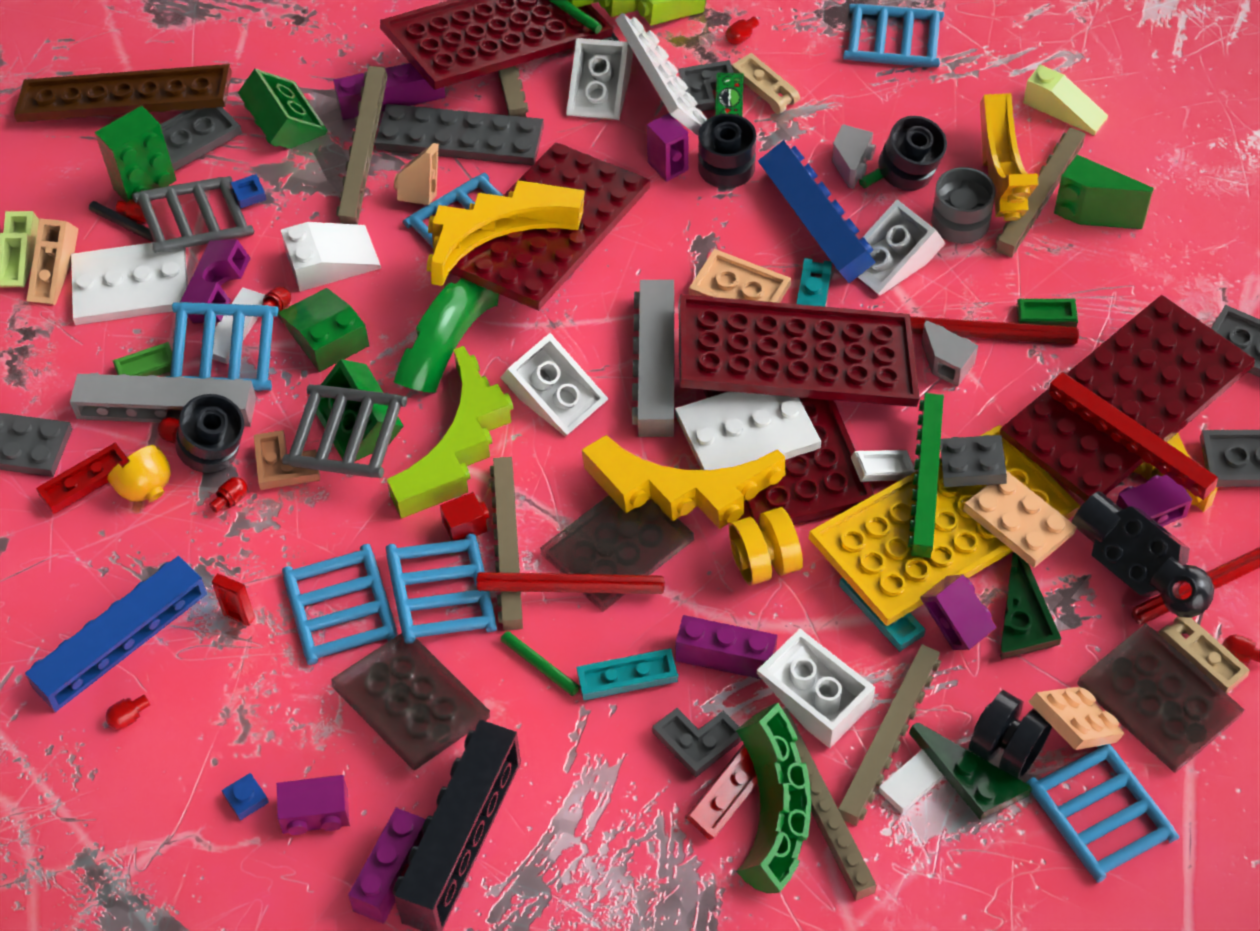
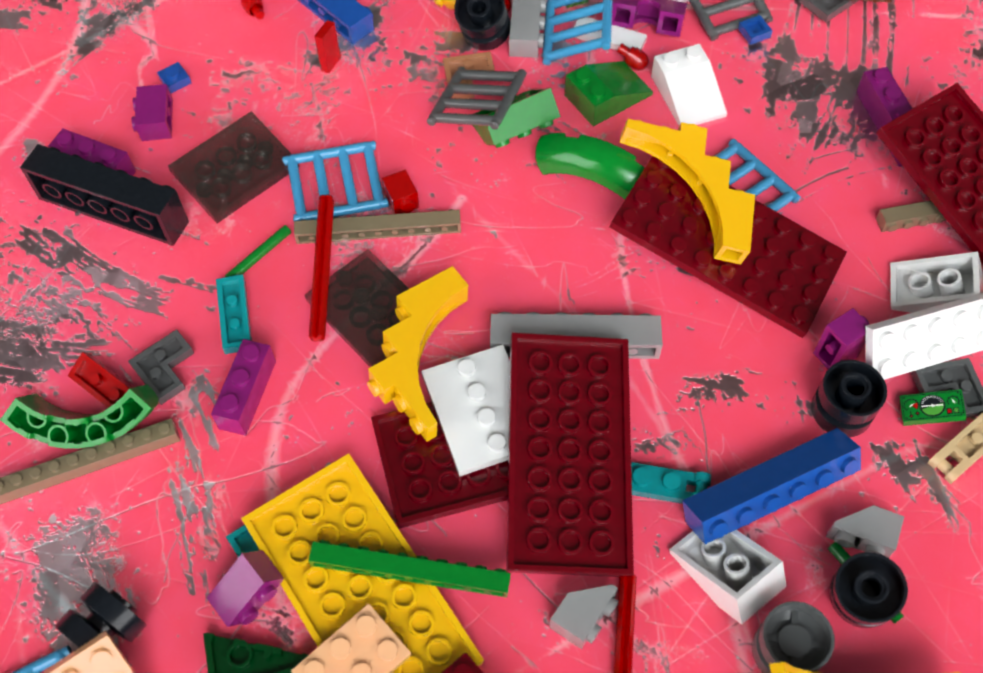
camera: 90 degrees right, 5 degrees up
(229, 494) = (437, 45): red cylinder -> none
(280, 110) = (854, 43): green slope -> none
(306, 626) = (337, 96): dark azure bar -> none
(362, 146) = (812, 94): dark tan piece -> none
(419, 178) = (775, 141): light nougat slope -> none
(444, 469) = (482, 191): lime arch -> none
(460, 134) = (849, 179): dark grey plate -> none
(554, 385) = (539, 254): white slope -> none
(738, 279) = (669, 412): light nougat plate -> none
(772, 543) = (339, 416): yellow wheel -> none
(817, 687) = (184, 454): white slope -> none
(882, 465) = (437, 533): white tile -> none
(888, 735) = (145, 526): dark tan piece -> none
(911, 782) = (93, 543): white tile -> none
(973, 461) = (421, 617): dark grey plate -> none
(976, 780) = (64, 593): dark green wing -> none

